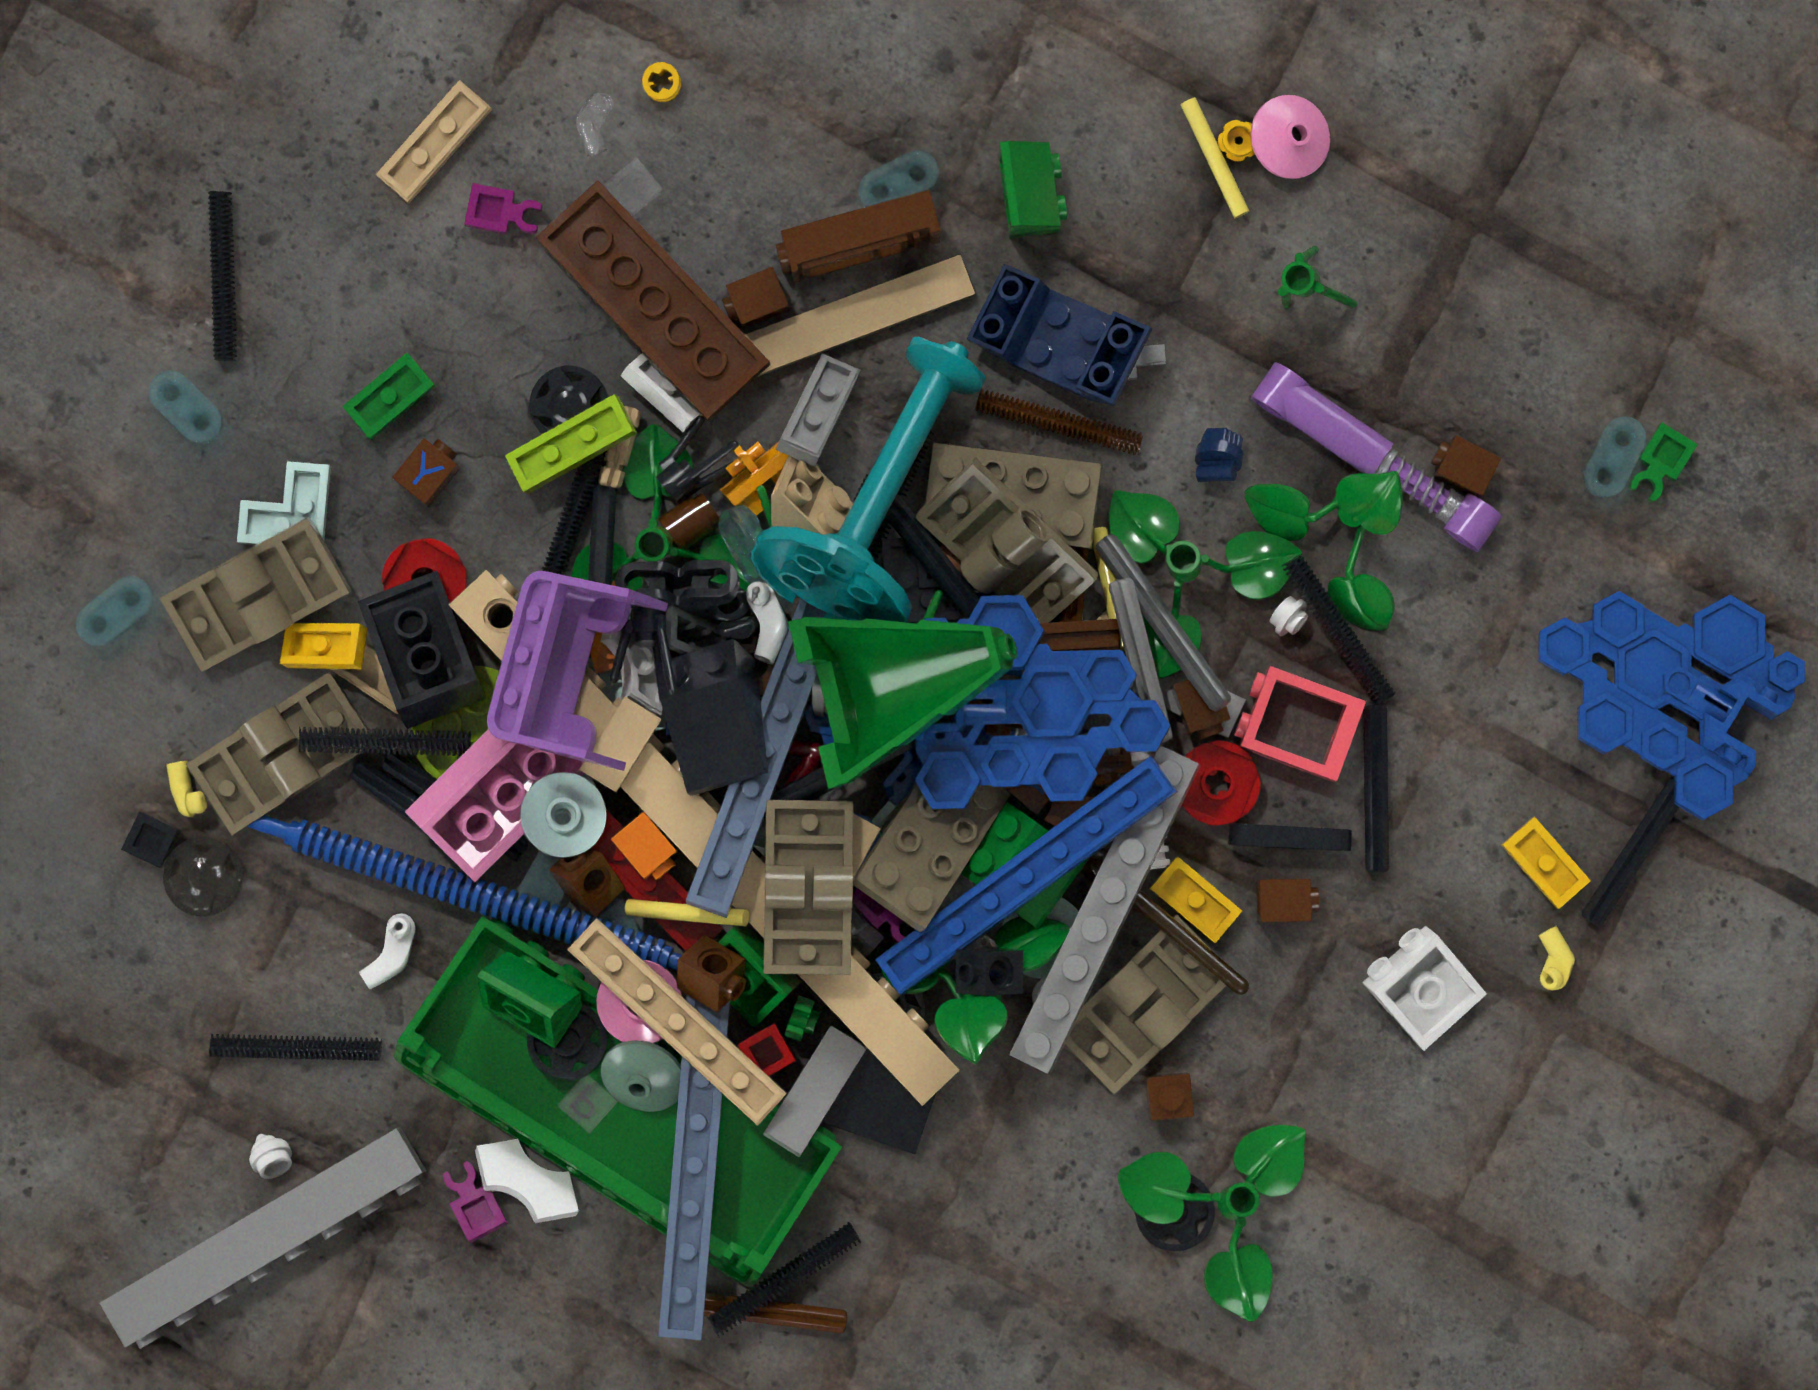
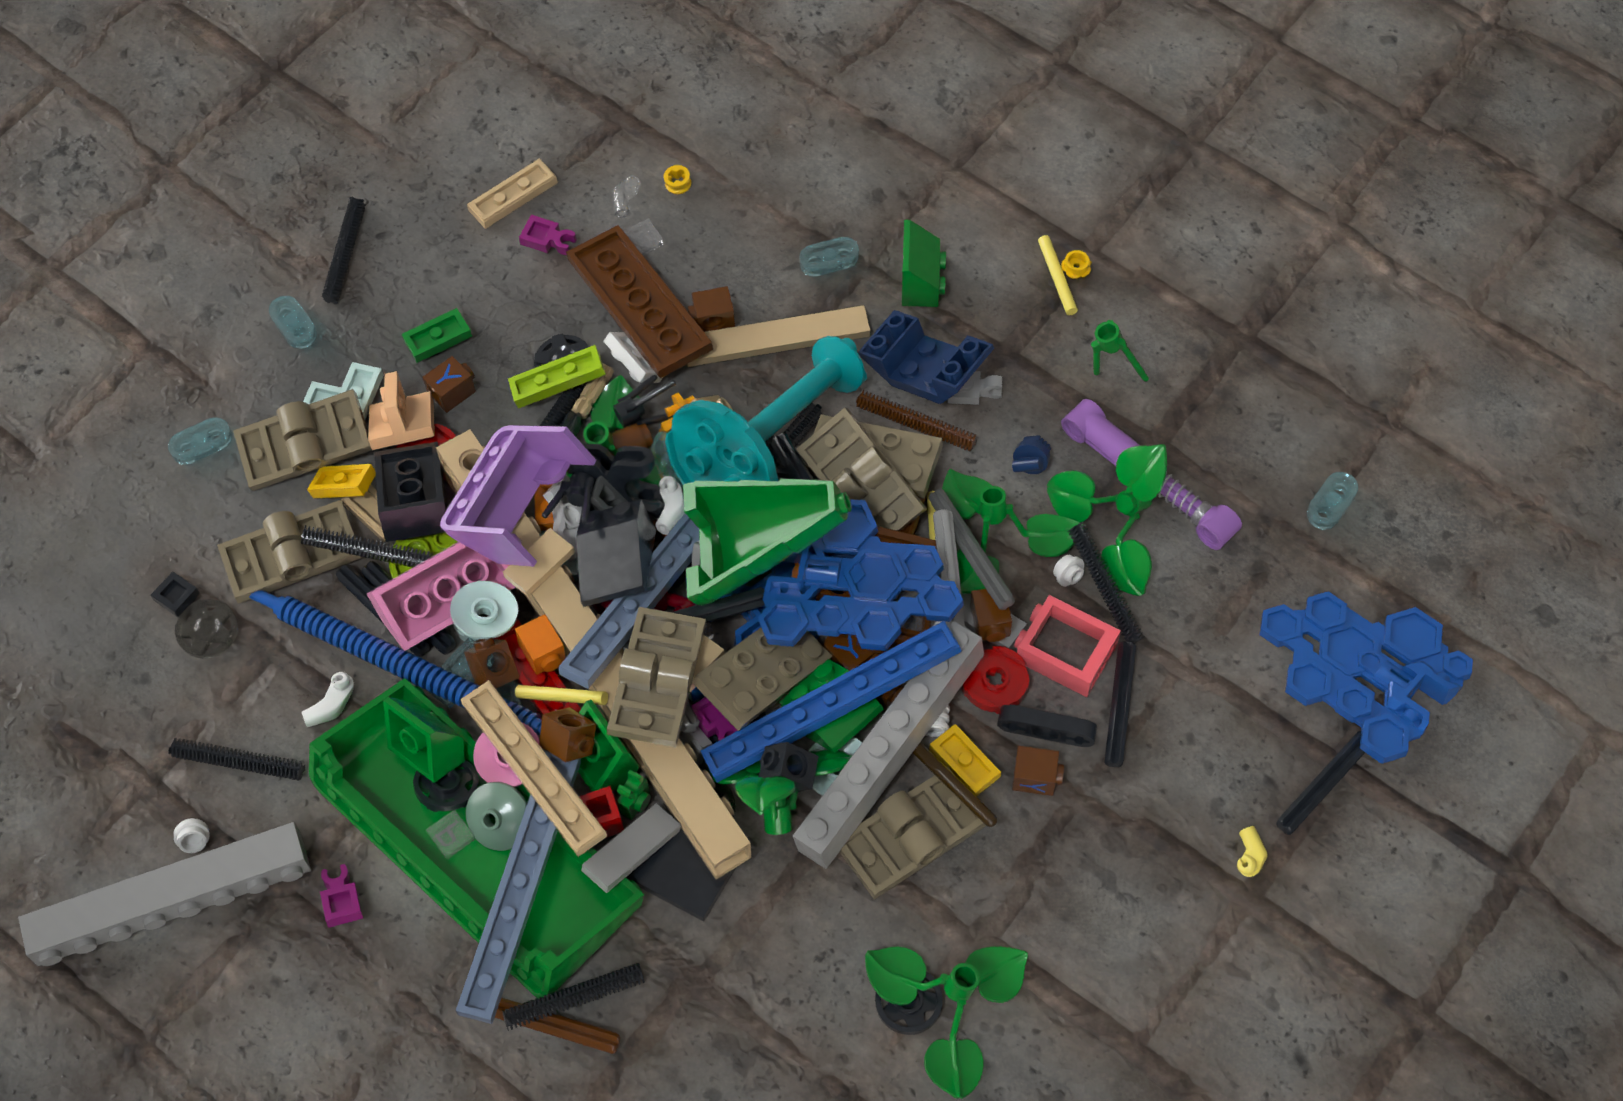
camera: 15 degrees right, 25 degrees down
(182, 791) = (211, 568): light yellow arm -> none
(376, 539) = (399, 417): none -> light nougat bracket
(509, 1170) = (395, 895): white tile -> none
(818, 410) = (740, 378): light grey tile -> none
(858, 236) = (792, 275): reddish brown door -> none
(1169, 1096) = (918, 903): reddish brown brick -> none
(1274, 141) = (1113, 267): bright pink dish -> none
(1423, 986) = (1140, 853): white plate -> none
(1464, 466) = (1218, 485): reddish brown brick -> none
(1545, 862) = (1251, 777): yellow plate -> none
(1664, 456) = (1369, 505): green plate -> none

